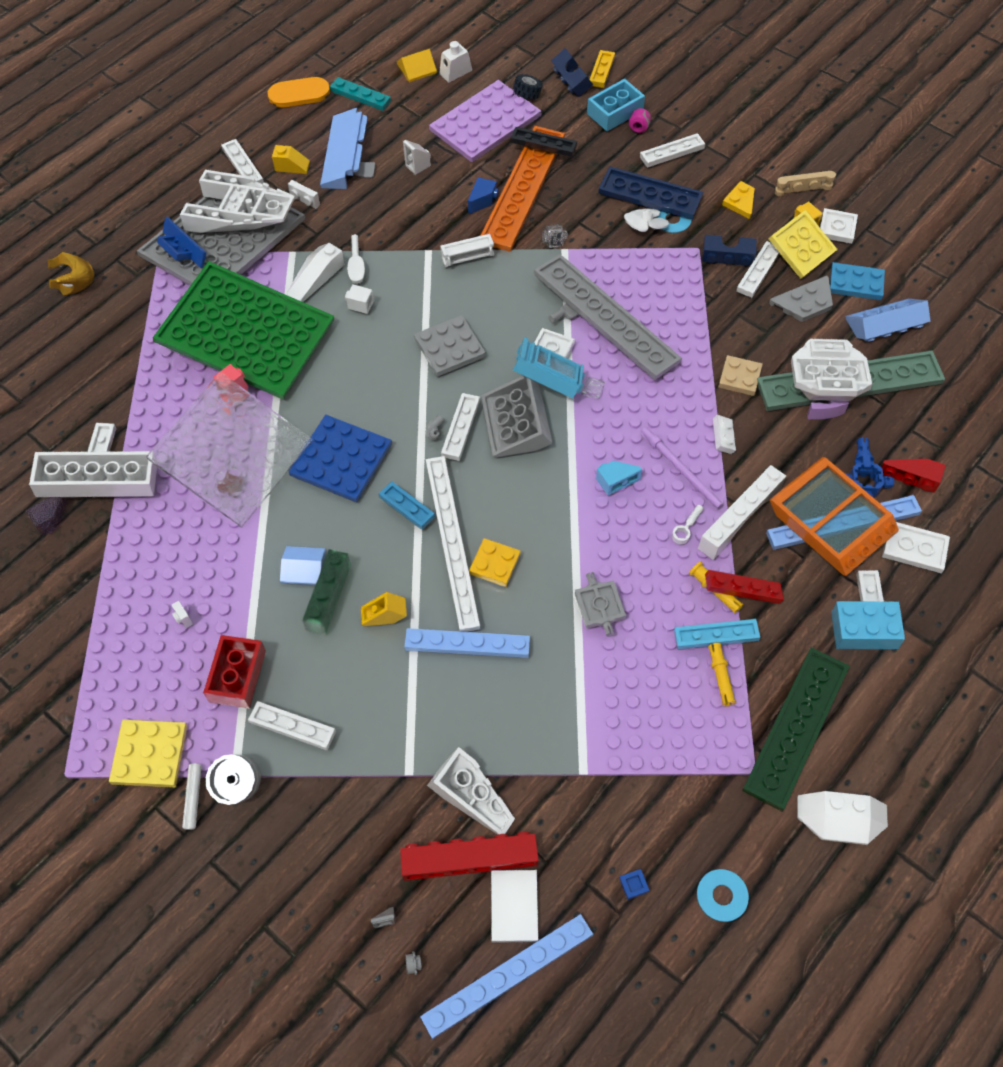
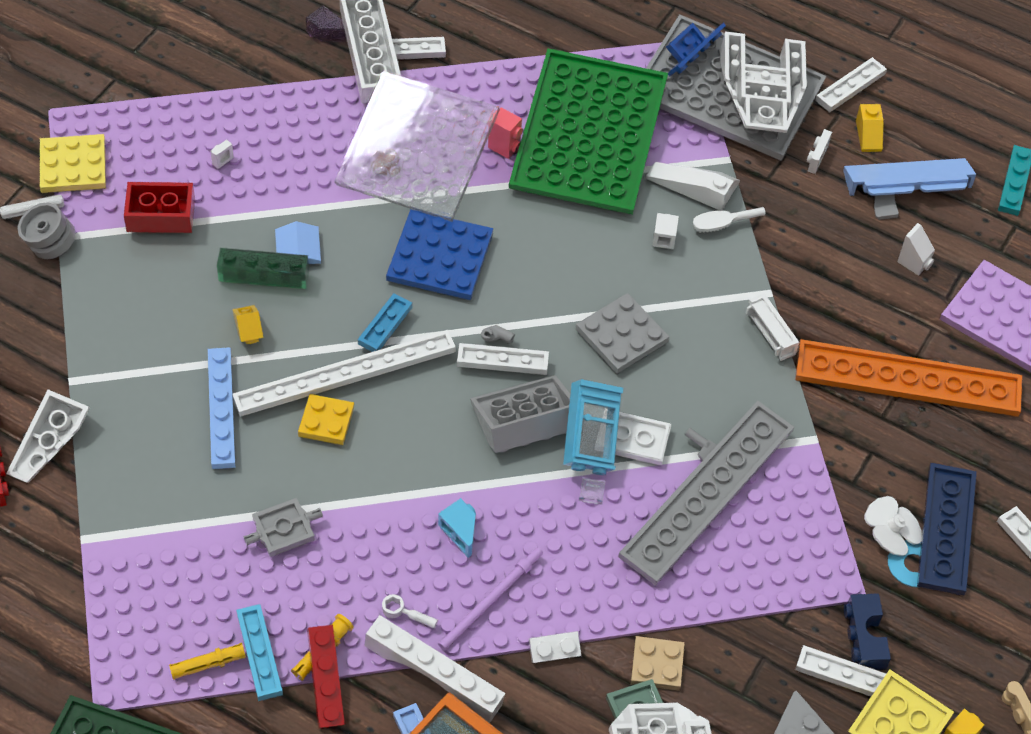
camera: 75 degrees right, 5 degrees down
(292, 725) = (108, 268): white plate -> none
(298, 92) = (994, 116): light orange tile -> none
(482, 195) = (877, 333): blue slope -> none
(543, 141) = (988, 385): black plate -> none
(554, 236) = (829, 420): clear head -> none
(740, 199) = (975, 645): yellow wing -> none

